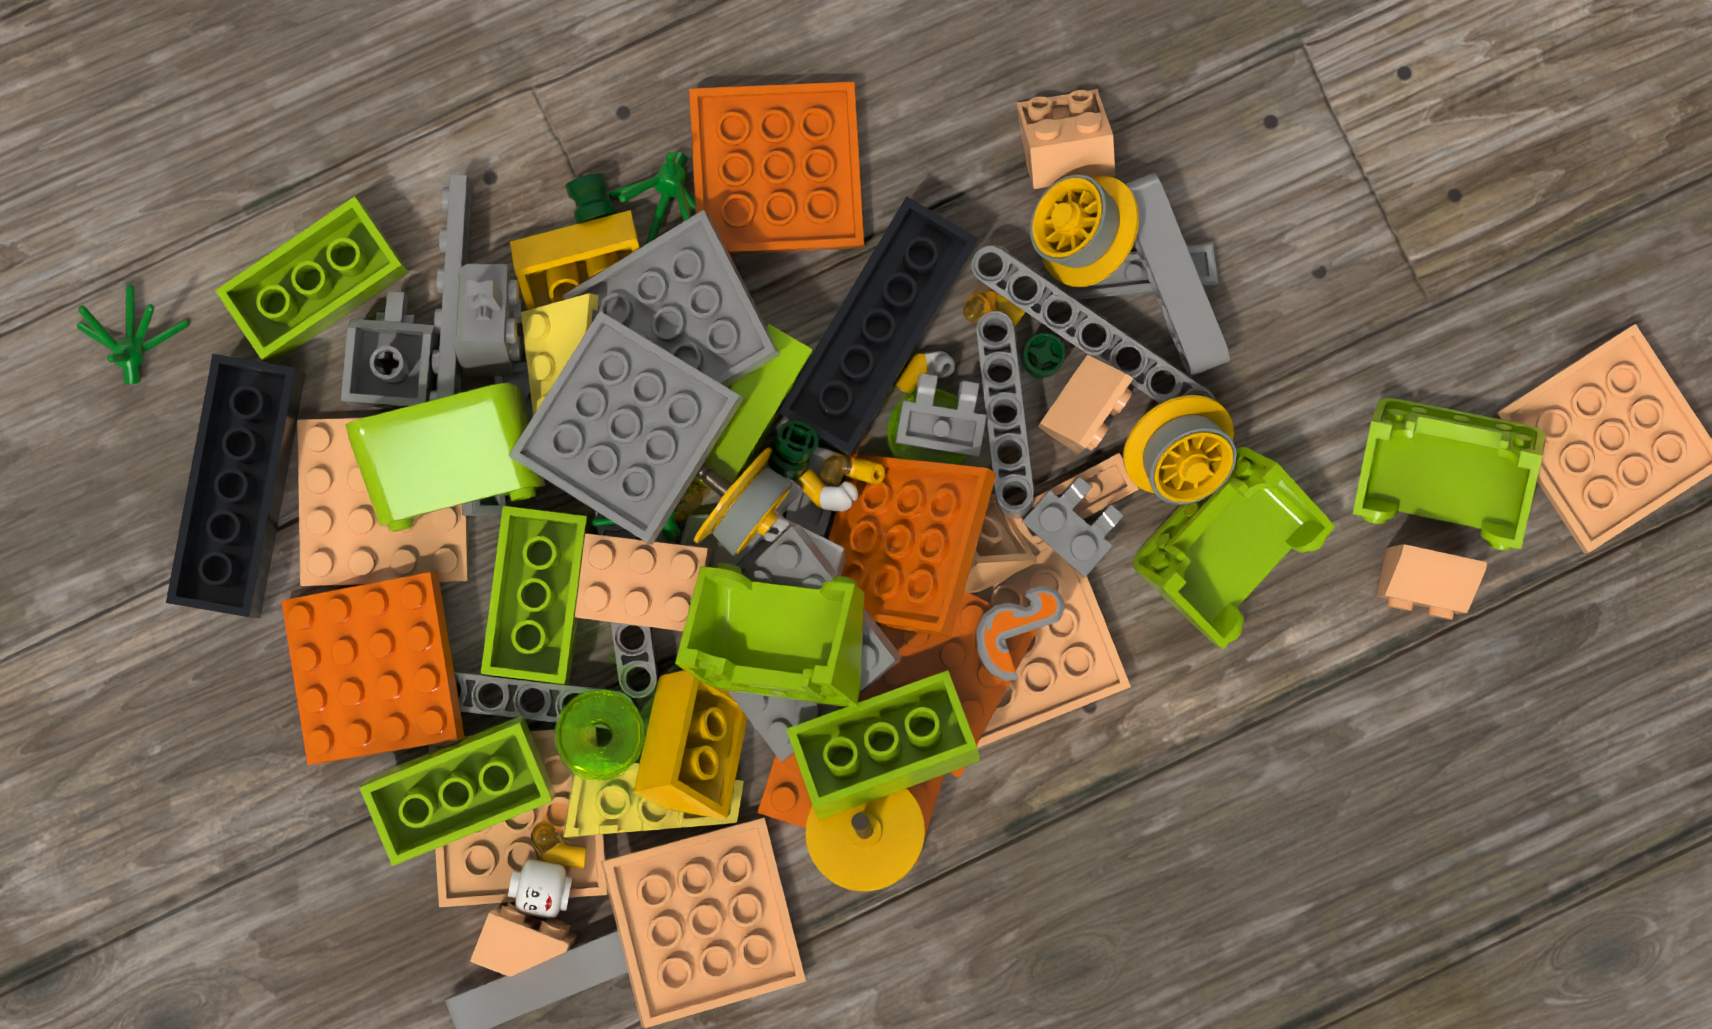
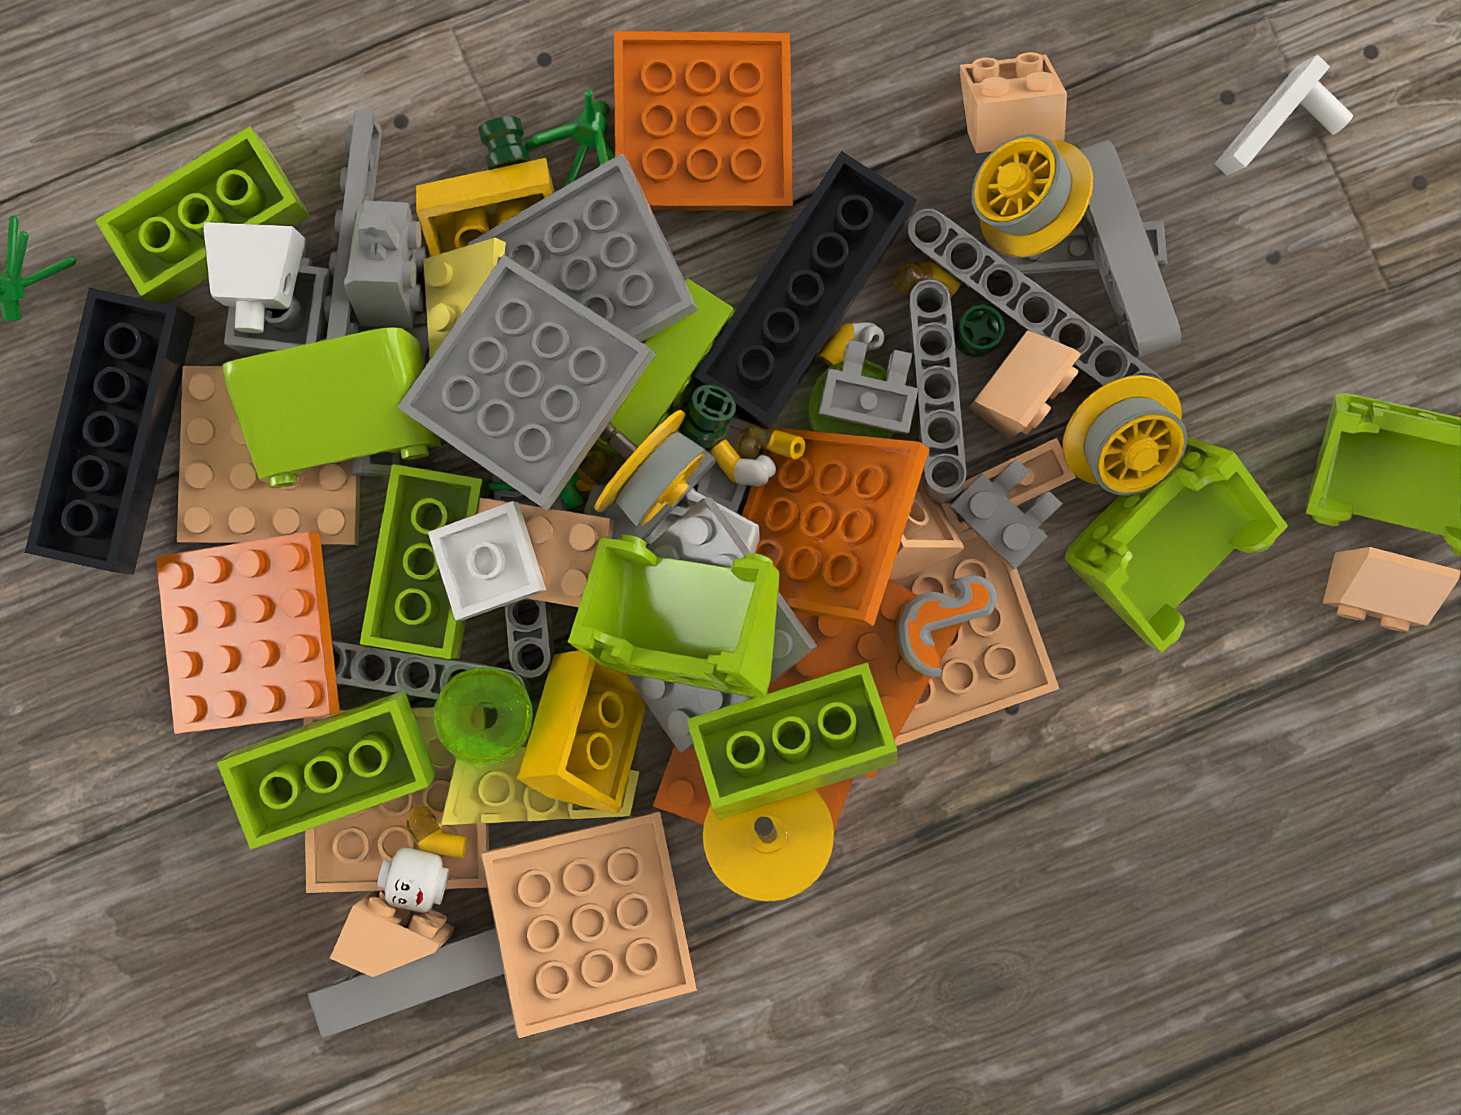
camera: 10 degrees right, 0 degrees up
(366, 332) = (252, 268): none -> white torso
(596, 592) = (487, 561): none -> white plate
(1333, 113) = (1299, 87): none -> white piece

